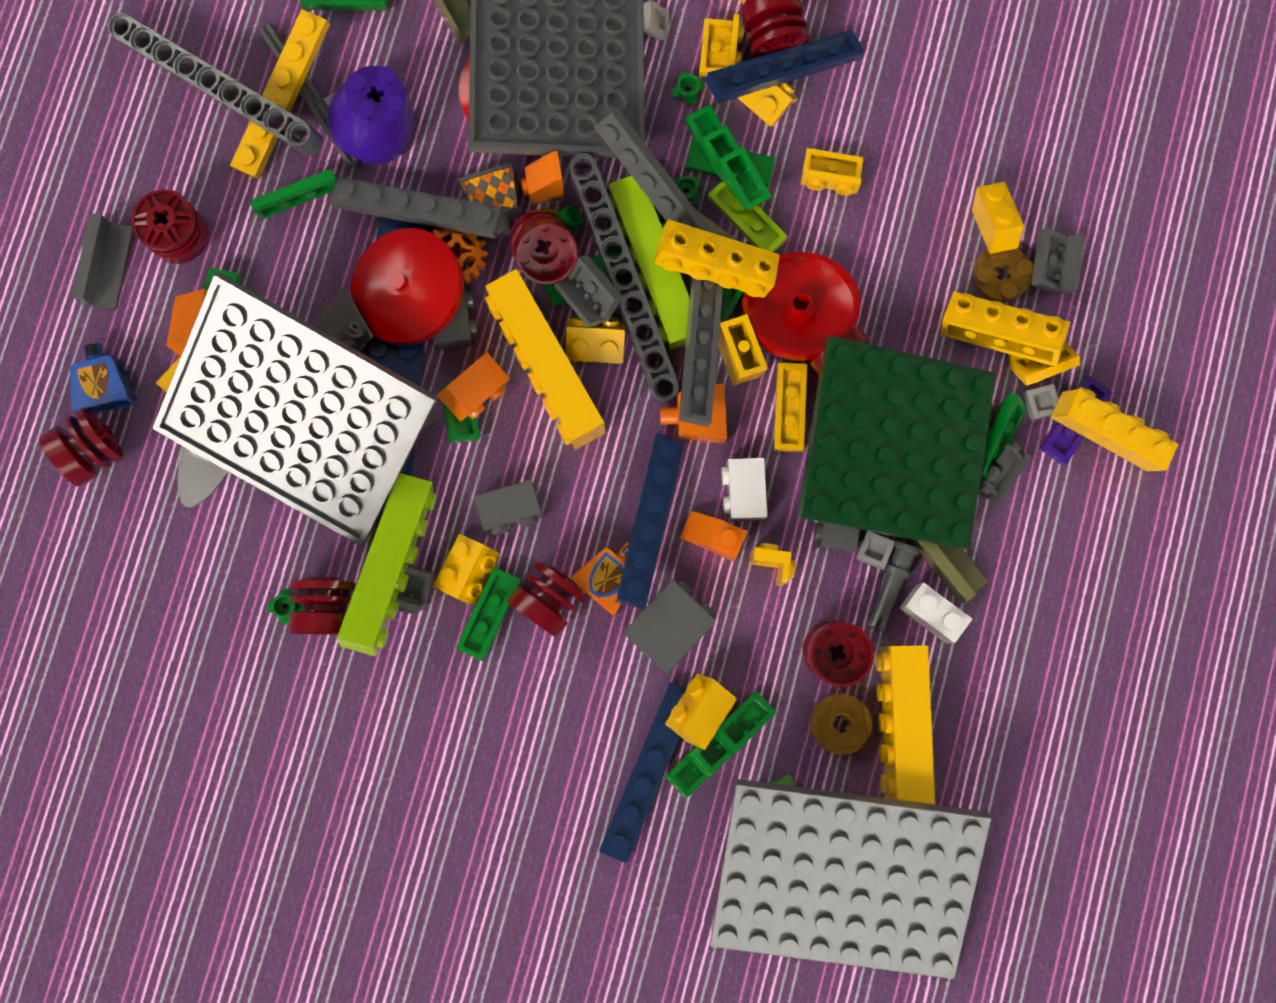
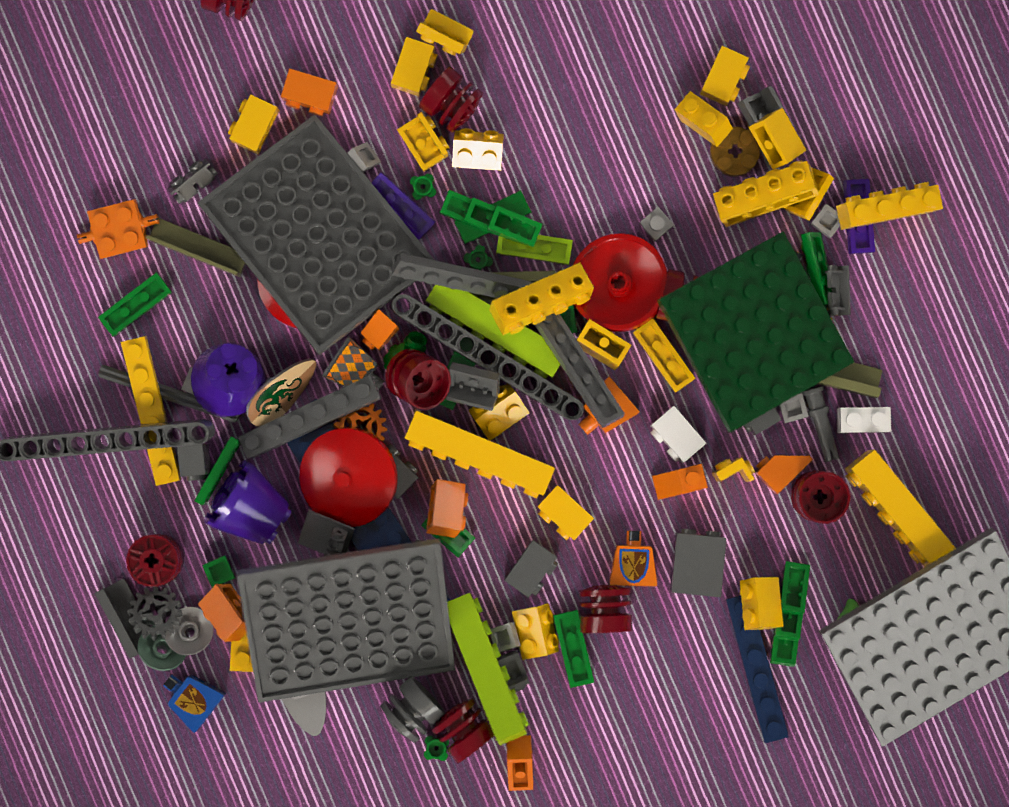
camera: 35 degrees left, 5 degrees up
(77, 451) = (221, 751): dark red wheel -> none
(114, 302) = (148, 653): none -> sand green dish
(133, 279) = (166, 608): none -> dark grey gear
(144, 307) = (191, 620): none -> light grey dish
(278, 163) = (194, 461): none -> dark grey brick
(289, 549) = (412, 709): none -> dark grey wheel
(293, 242) = (248, 506): none -> dark purple cone
(350, 682) = (520, 764): none -> orange slope
(408, 165) = (280, 392): none -> shield
(433, 552) = (505, 637): none -> light grey plate
(581, 480) = (565, 513): none -> yellow brick
(650, 521) = (631, 505): dark blue plate -> none
(656, 91) = (410, 213): none -> dark purple plate
(784, 66) = (481, 124): dark blue plate -> none
(818, 598) = (780, 470): none -> orange slope
(832, 171) = (566, 170): yellow bracket -> none
(855, 733) = (871, 537): pearl gold plate -> none
(877, 283) = (656, 224): none -> light grey plate
(1046, 197) = (724, 76): none -> yellow brick
(1055, 284) = (777, 138): none -> yellow brick

